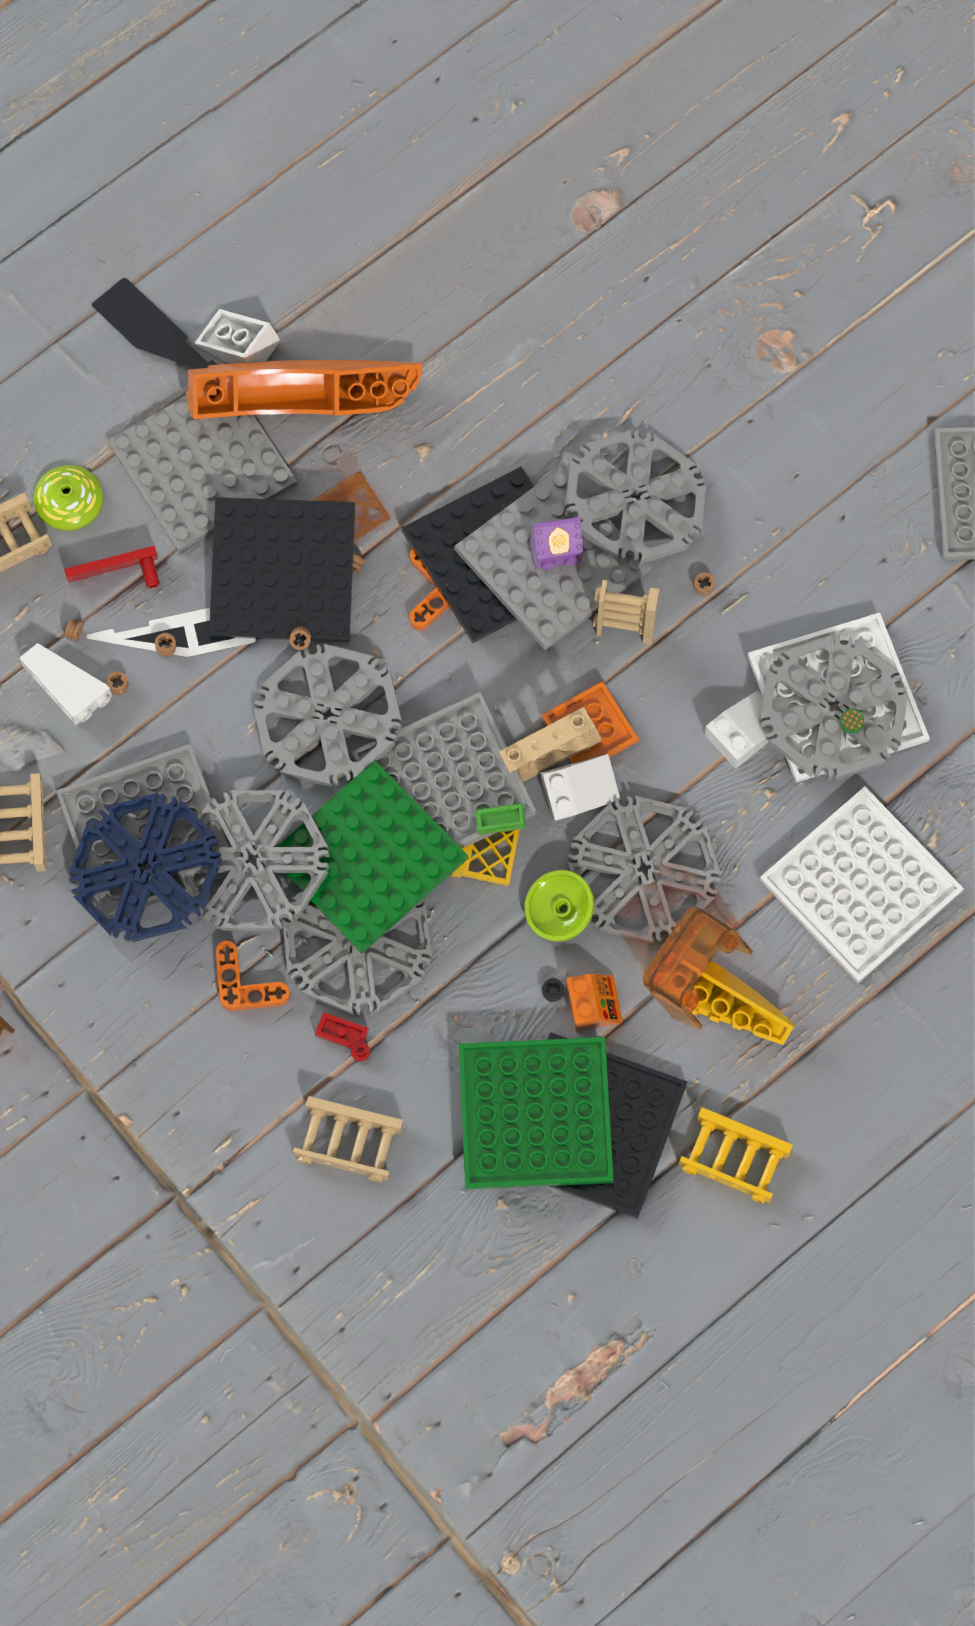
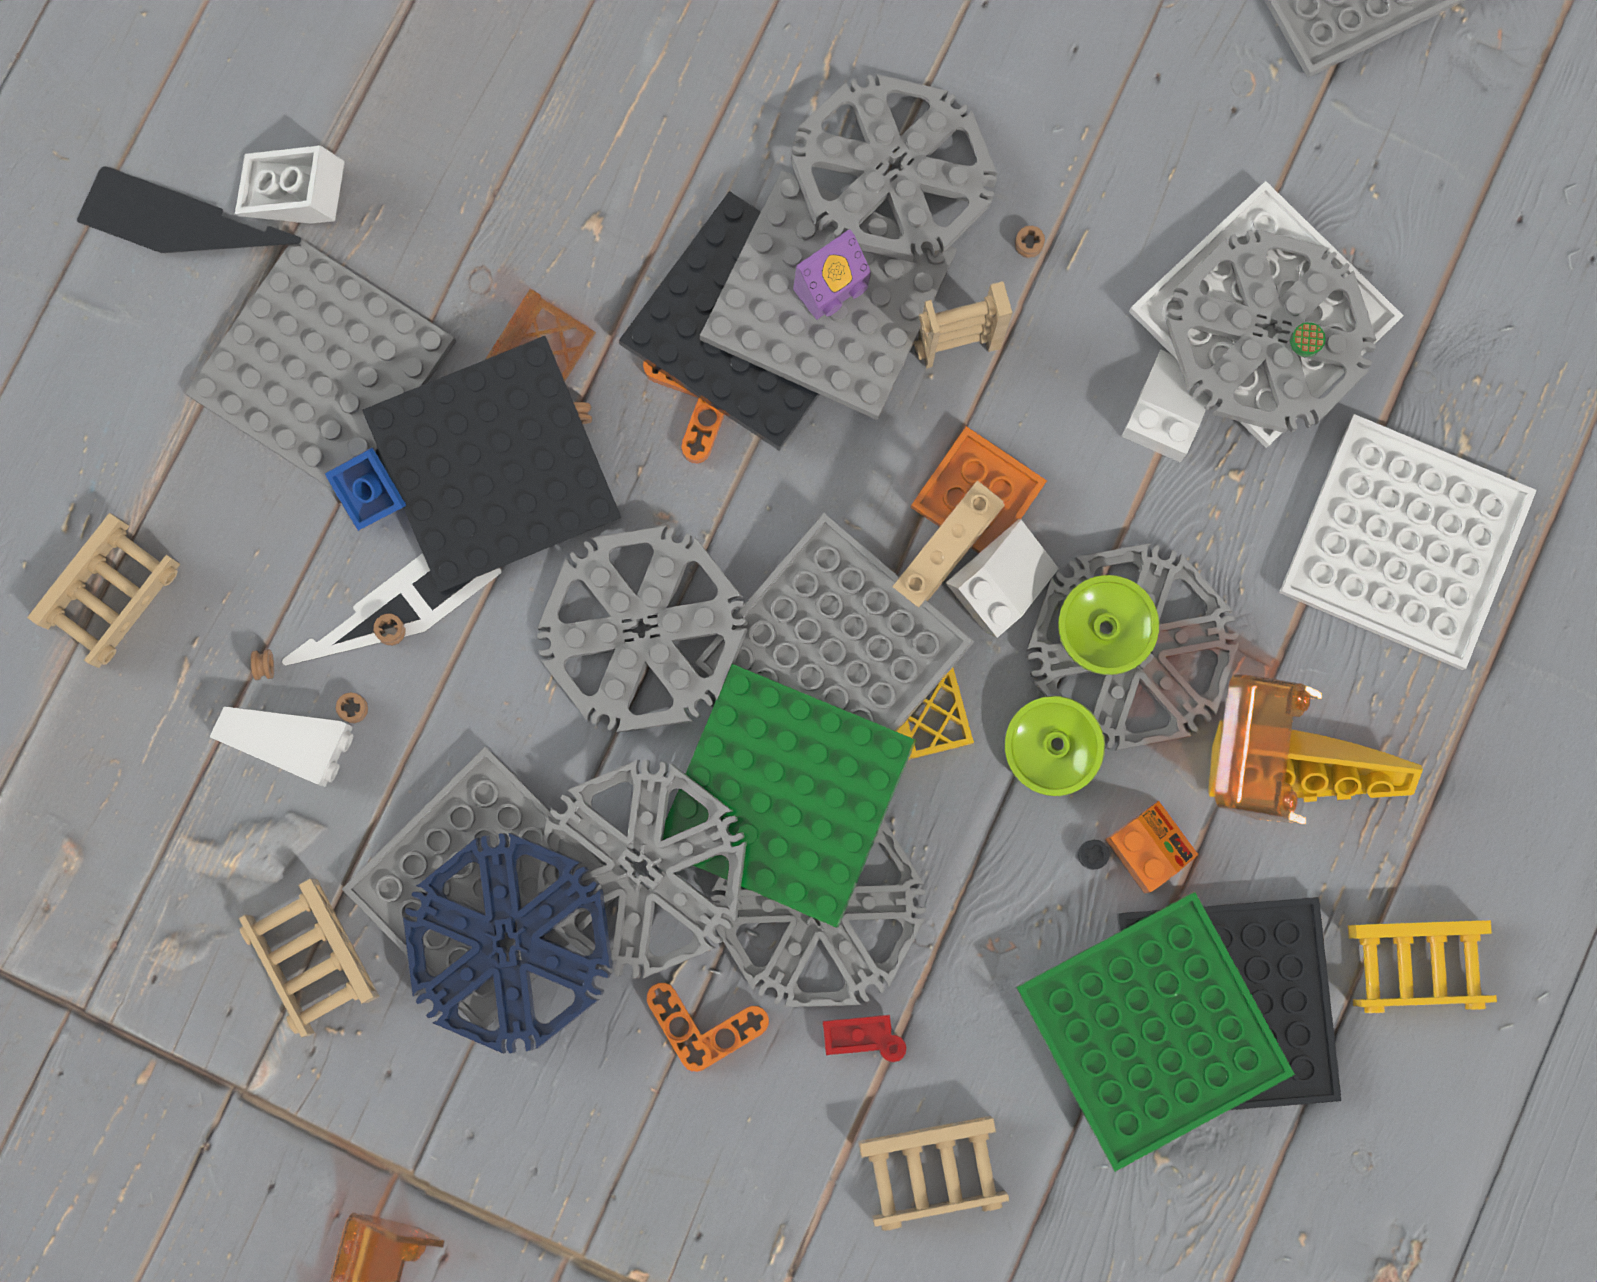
camera: 25 degrees left, 10 degrees up
(68, 510) = (186, 502): lime dish -> none
(143, 556) = (308, 527): red piece -> none
(193, 549) = (365, 489): none -> blue slope
(293, 635) = (560, 555): medium nougat bush -> none
(300, 387) = (399, 213): orange slope -> none
(501, 818) = (934, 672): bright green tile -> none
(633, 828) = (1124, 608): none -> lime dish

